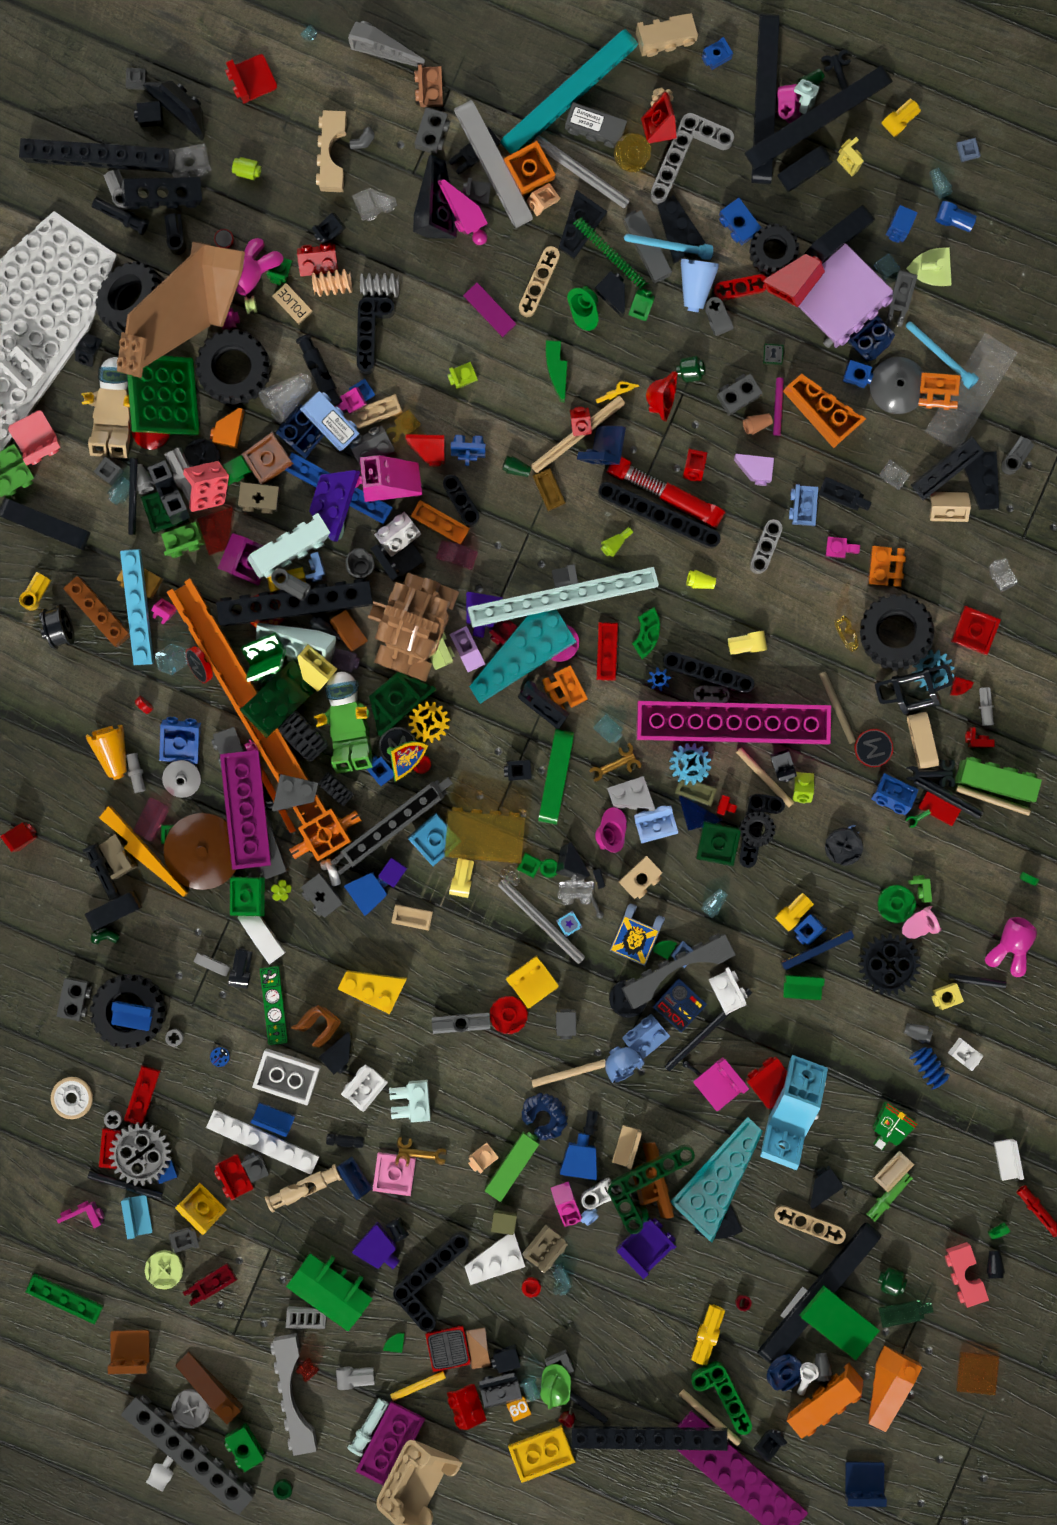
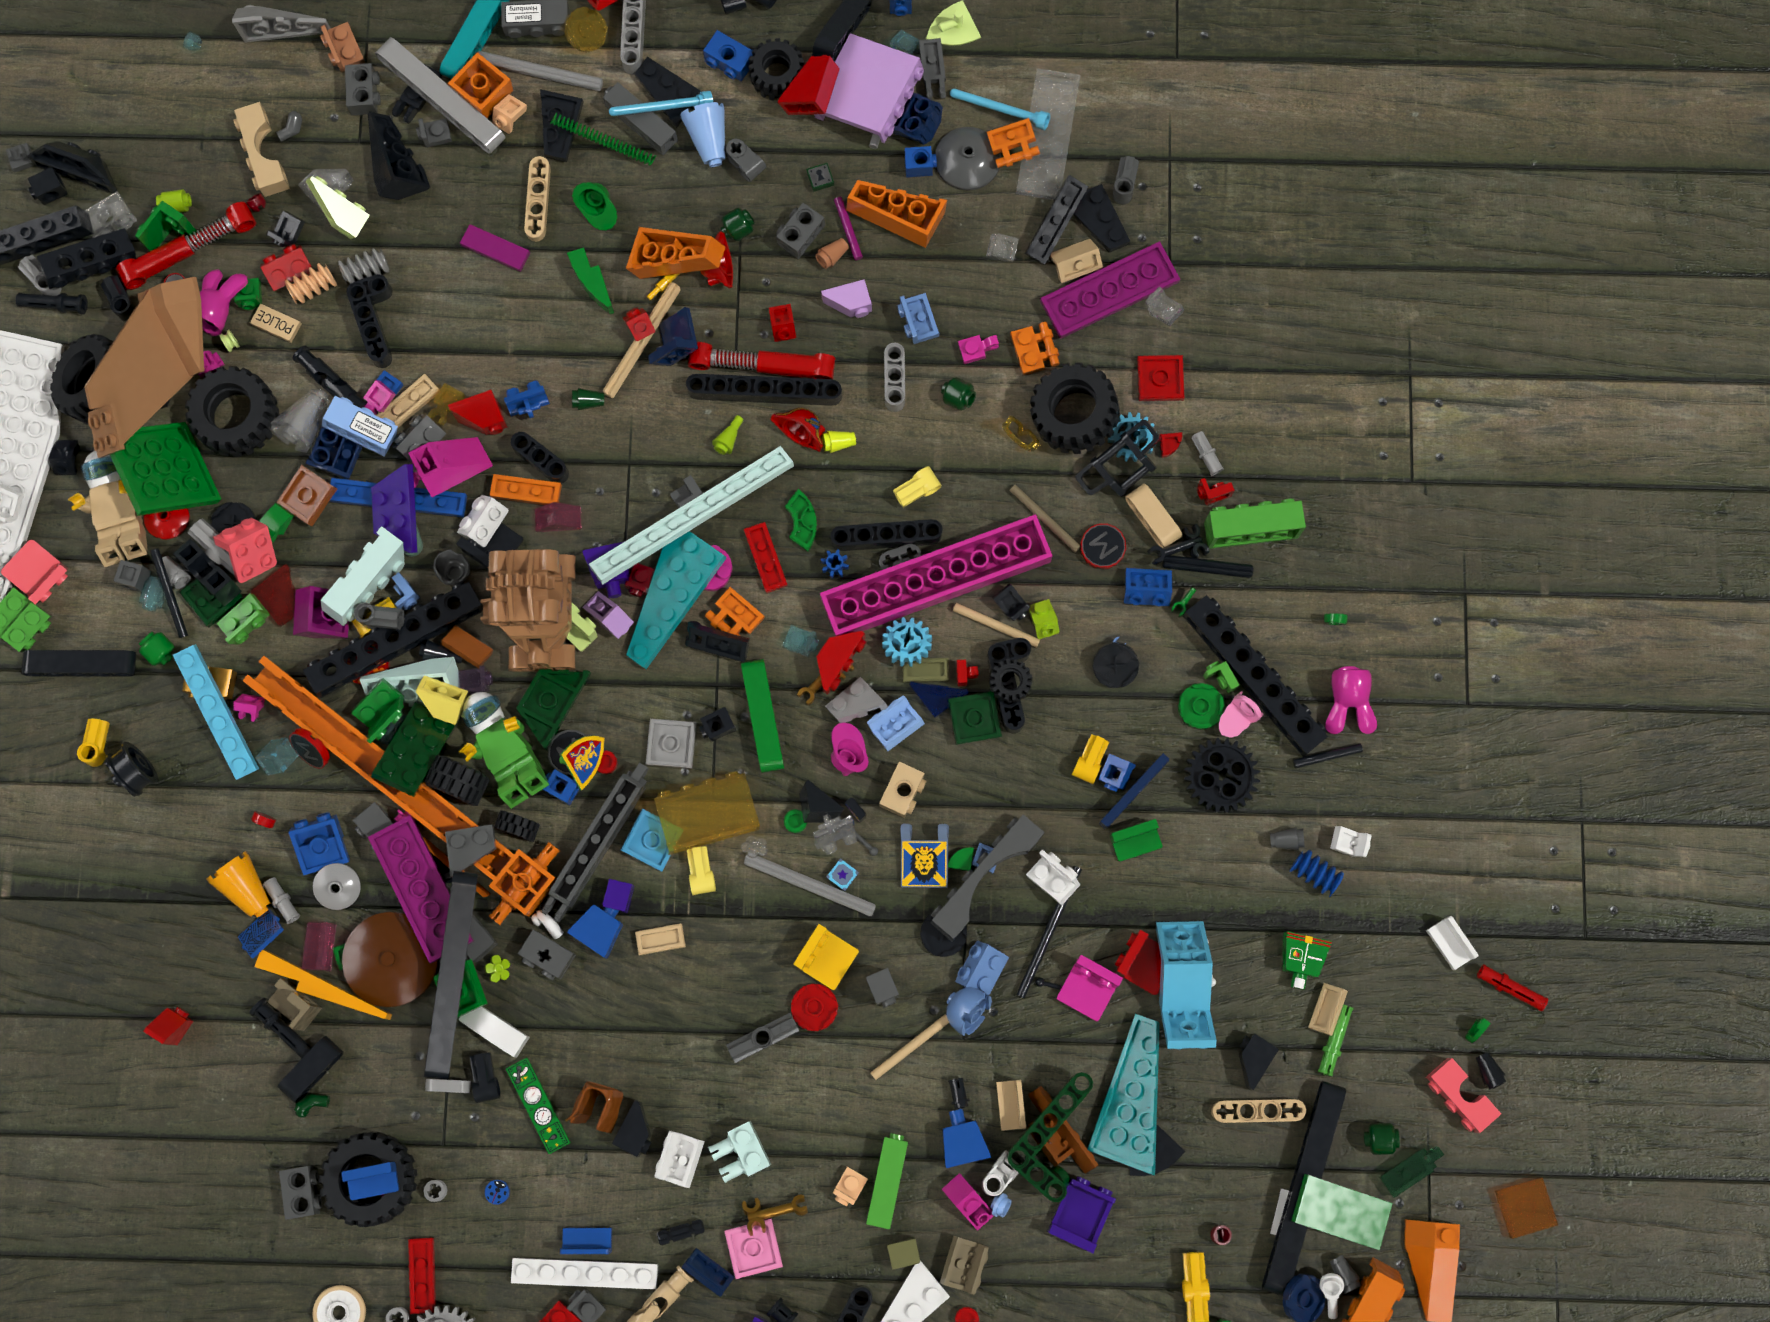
camera: 20 degrees left, 10 degrees down
(97, 611) = (173, 735): dark orange brick -> none
(108, 536) = (156, 648): none -> green head
(111, 793) = (260, 933): none -> blue piece
(196, 216) = (137, 271): none -> red piece
(228, 429) = (252, 480): orange slope -> none
(233, 182) = (159, 225): none -> green bracket
(245, 885) = (450, 975): none -> black beam
(249, 492) = (301, 538): dark tan brick -> none
(251, 78) = (145, 109): red bracket -> none
(286, 1076) = (583, 1182): white brick -> none
(312, 194) = (255, 201): none -> dark red hinge
(373, 989) = (646, 1038): yellow wedge -> none
(376, 233) = (341, 213): none -> slope
(419, 719) = (606, 710): yellow gear -> none
(462, 375) = (490, 327): lime bracket -> none
(467, 213) = (427, 152): dark pink slope -> none
(477, 769) = (671, 743): none -> light grey tile
(529, 865) = (771, 827): green tile -> none
(548, 489) = (632, 410): pearl gold tile -> none
(554, 1107) = (903, 1092): dark blue piece -> none
(561, 1276) = (997, 1291): clear light blue bracket -> none
(612, 291) = (620, 178): black slope -> none
(628, 375) = (672, 252): none -> orange wedge
(630, 756) = (837, 657): none -> red slope
(642, 304) = (657, 179): green bracket -> none
(677, 558) = (801, 427): none -> red hat
(679, 1005) = (1005, 917): tile -> none
(714, 903) = (997, 786): clear light blue cone -> none
(726, 285) = (759, 113): red beam -> none
(810, 580) = (958, 394): none -> dark green head
(843, 495) = (956, 291): black hinge -> none
(922, 835) = (1287, 724): none -> black brick
(939, 808) = (1204, 582): red tile -> none
(956, 997) = (1309, 778): light yellow brick -> none
(966, 542) = (1109, 290): none -> magenta plate
(992, 799) = (1258, 550): tan bar -> none

